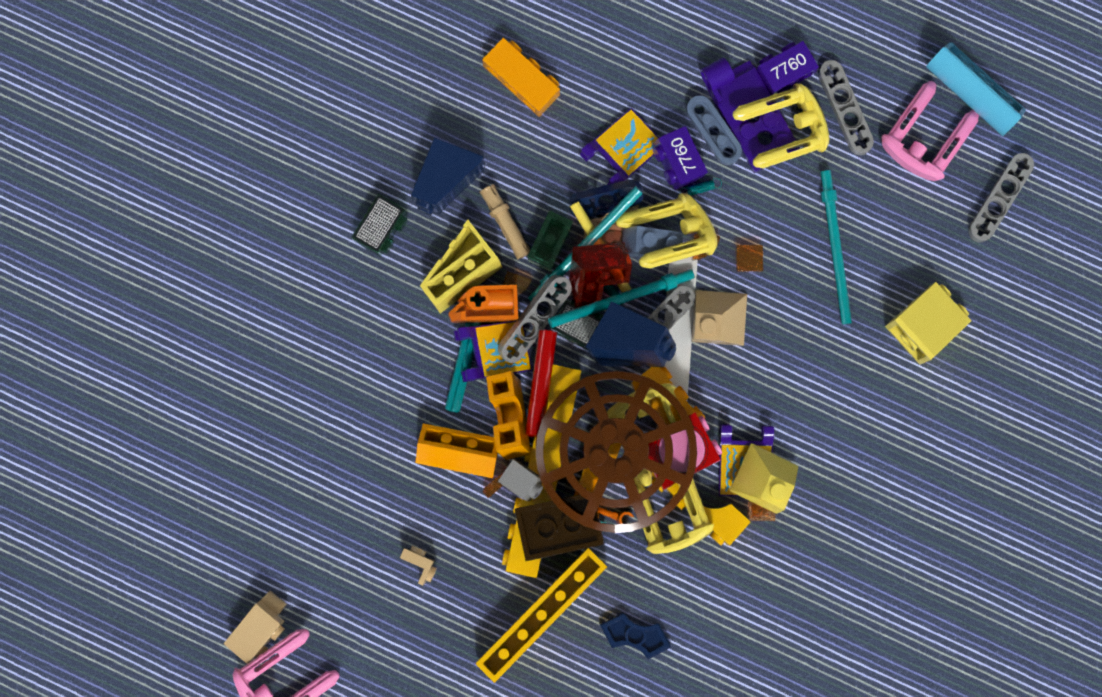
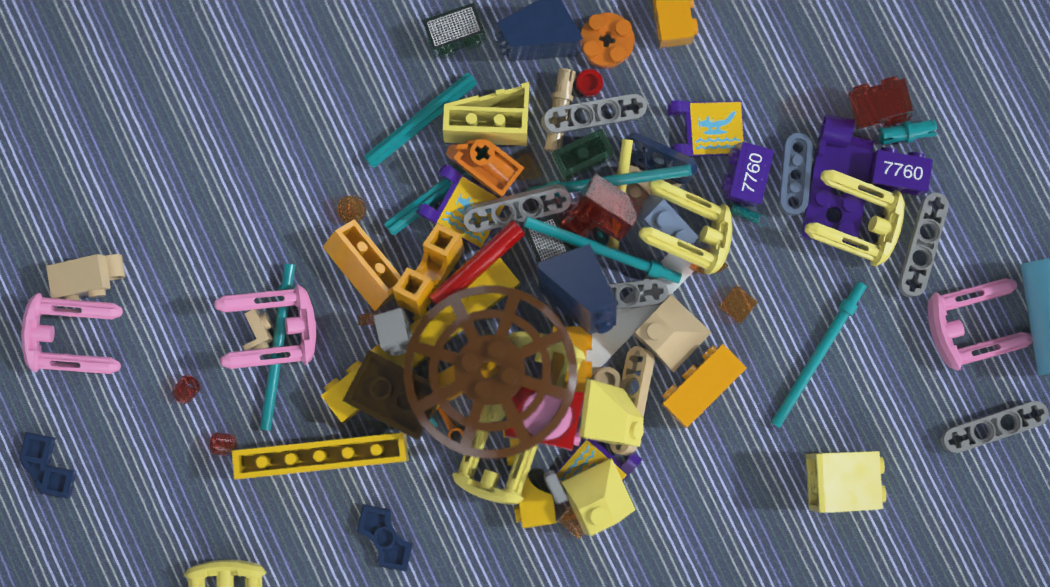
camera: 40 degrees right, 0 degrees up
(400, 652) = (184, 393): none -> clear red piece
(409, 311) = (419, 120): none -> teal axle
(412, 417) = (351, 208): none -> clear orange tile
(415, 518) = (278, 341): none -> teal bar
(448, 531) = (304, 324): none -> bright pink piece
(461, 666) = (222, 444): none -> clear red piece
(502, 128) = (620, 31): none -> orange plate
(509, 184) = (589, 83): none -> red tile
(535, 206) = (593, 111): none -> light grey beam
(701, 390) = (608, 376): none -> tan tile
(726, 413) = (610, 415): none -> light yellow slope
(727, 392) = (640, 397): none -> tan beam
(728, 496) = (554, 486): none -> light grey tile
(734, 31) = (881, 103): none -> clear red brick
(768, 34) = (907, 132): none -> teal pin
(772, 337) = (702, 384): none -> light orange brick

